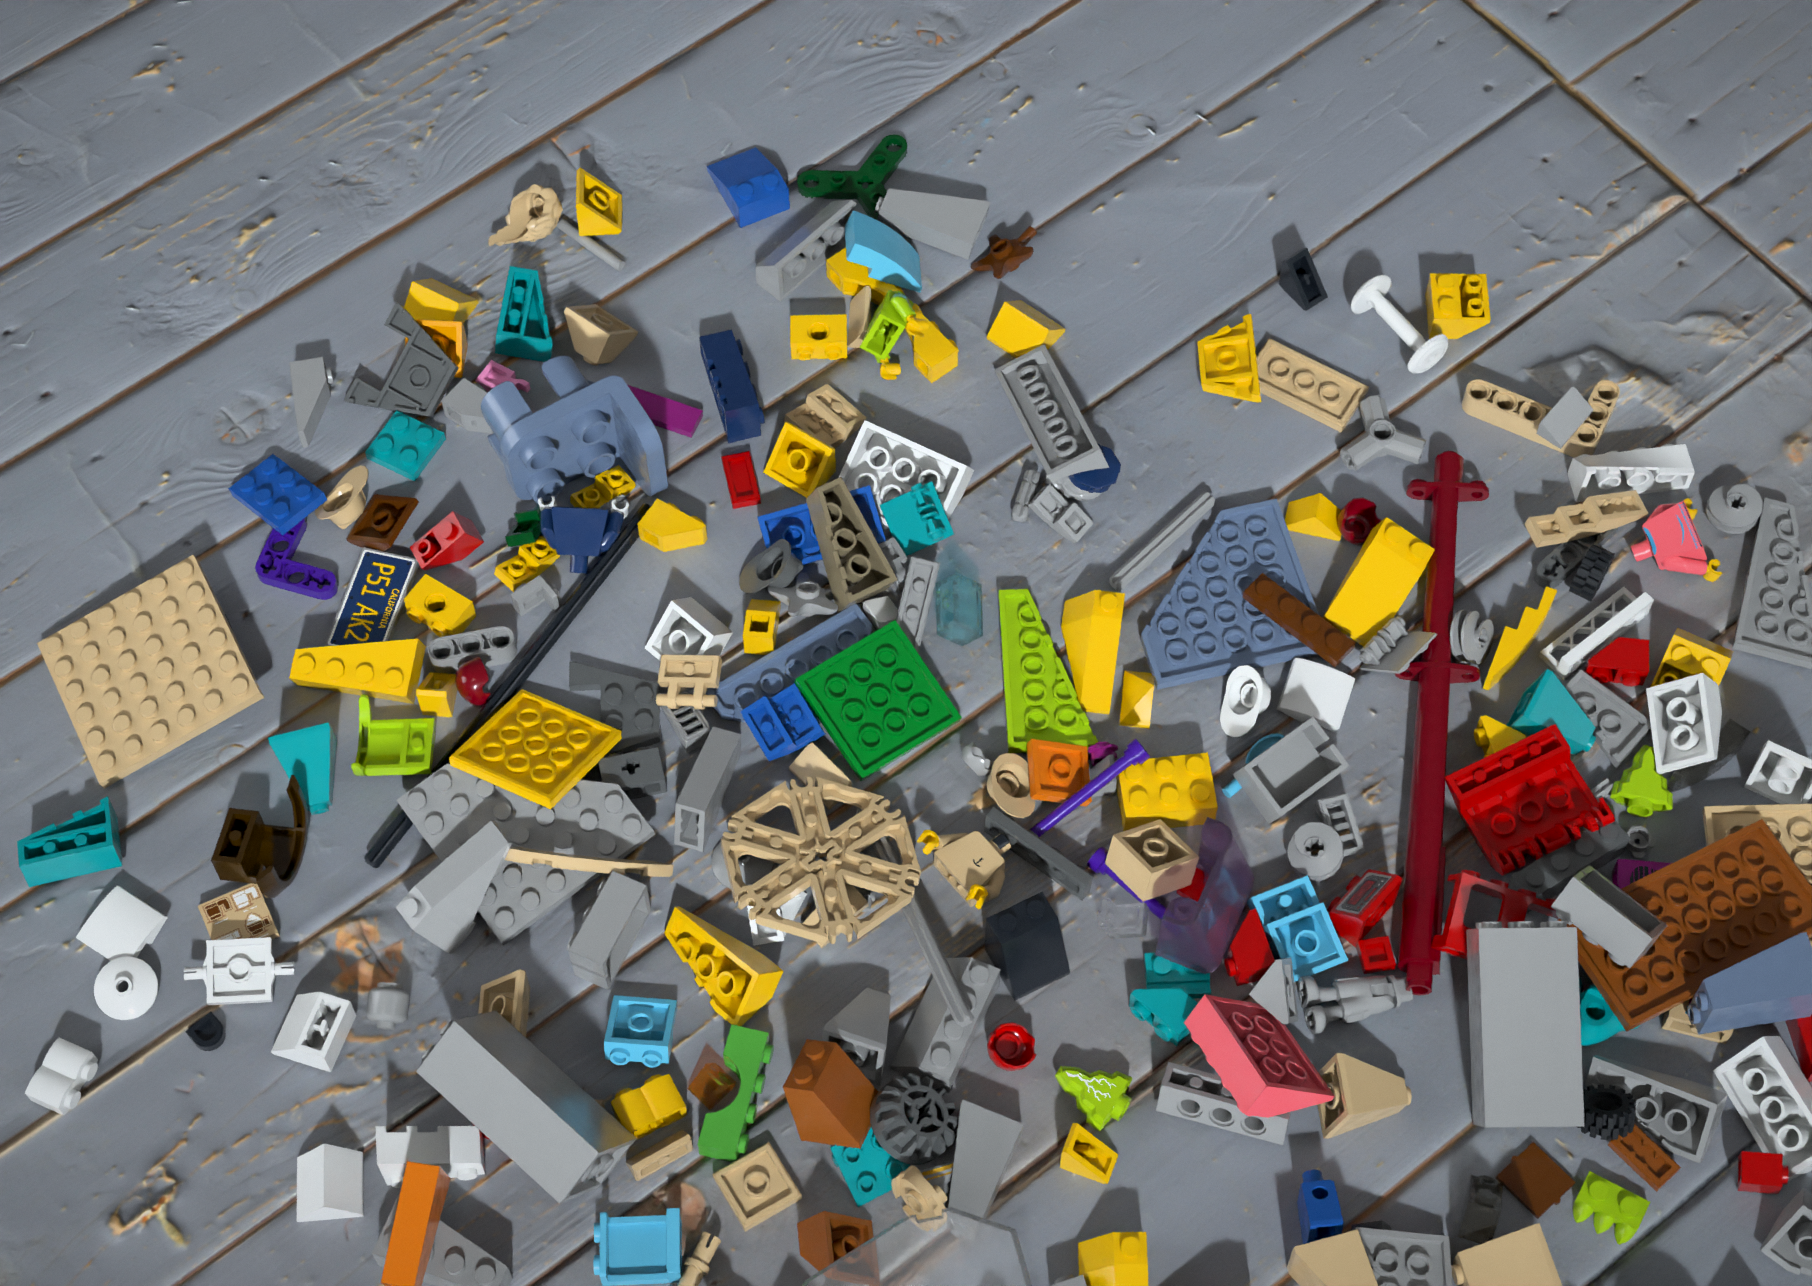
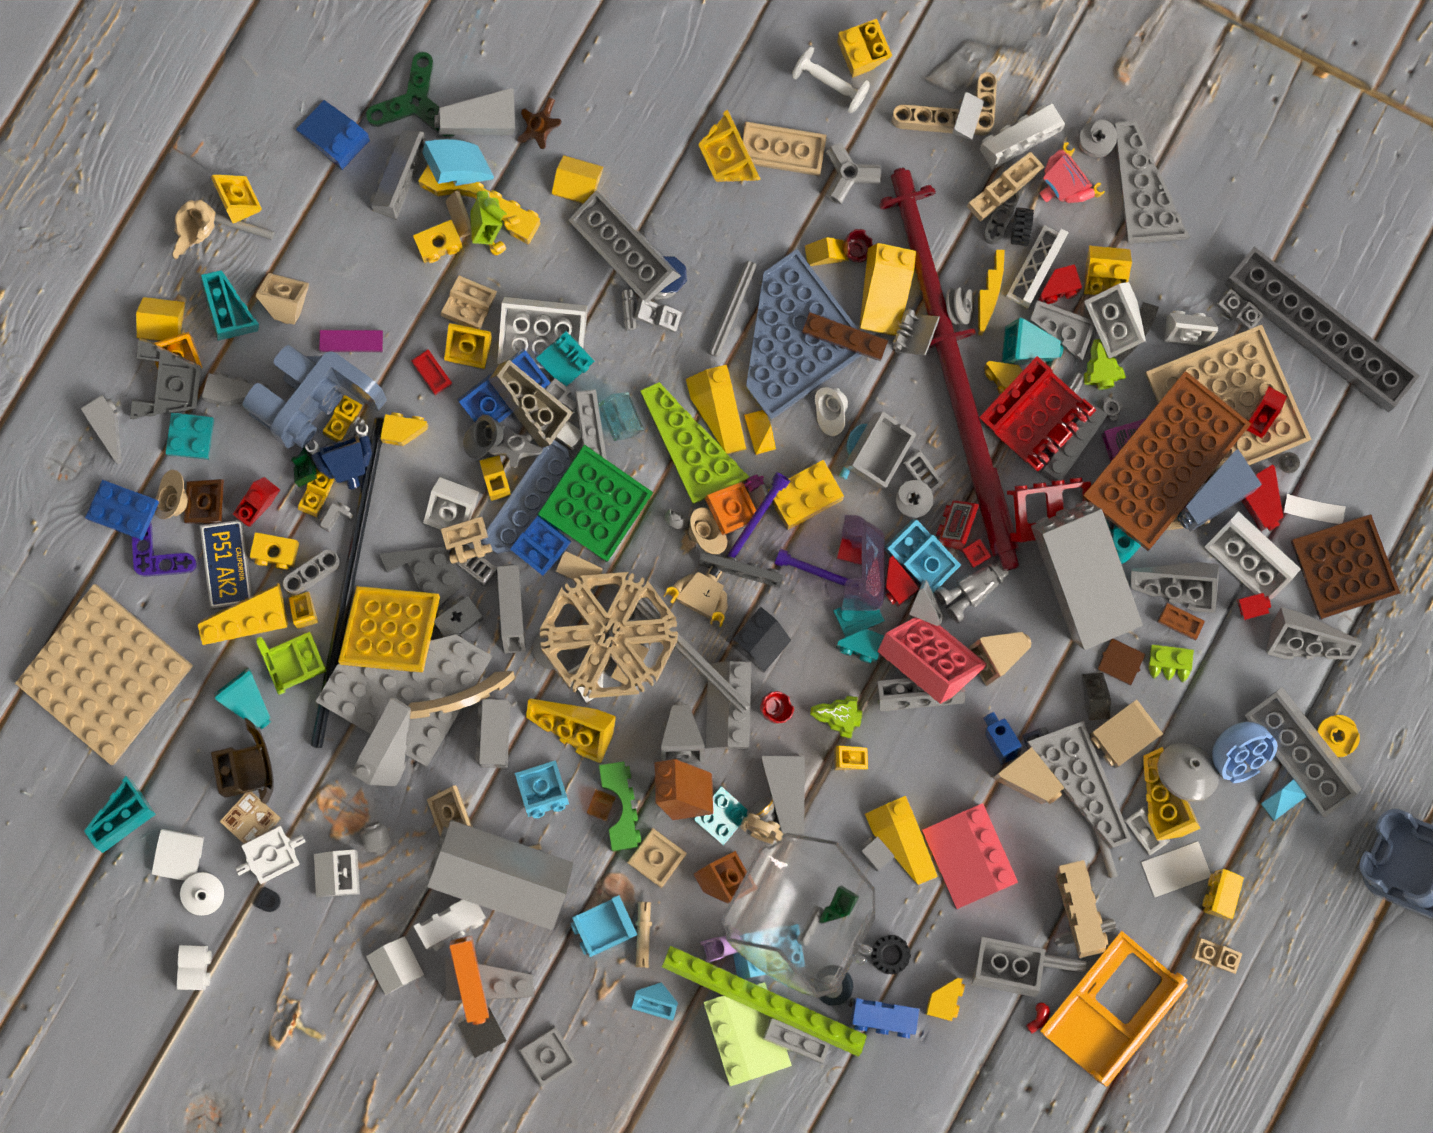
camera: 30 degrees left, 20 degrees up
(470, 680) = (324, 596): dark red hair -> none
(496, 374) = (231, 361): bright pink plate -> none
(649, 1106) = (569, 836): yellow brick -> none
(660, 1155) = (588, 862): tan slope -> none
(731, 386) = (394, 304): dark blue wedge -> none
(901, 1128) = (730, 787): dark grey gear -> none
(1151, 860) = (816, 549): tan brick -> none
(1302, 280) = (752, 67): black slope -> none
(1316, 692) = (874, 384): white slope -> none
(1608, 916) = (1116, 487): light grey piece -> none
(1608, 1112) = (1152, 595): black tyre -> none

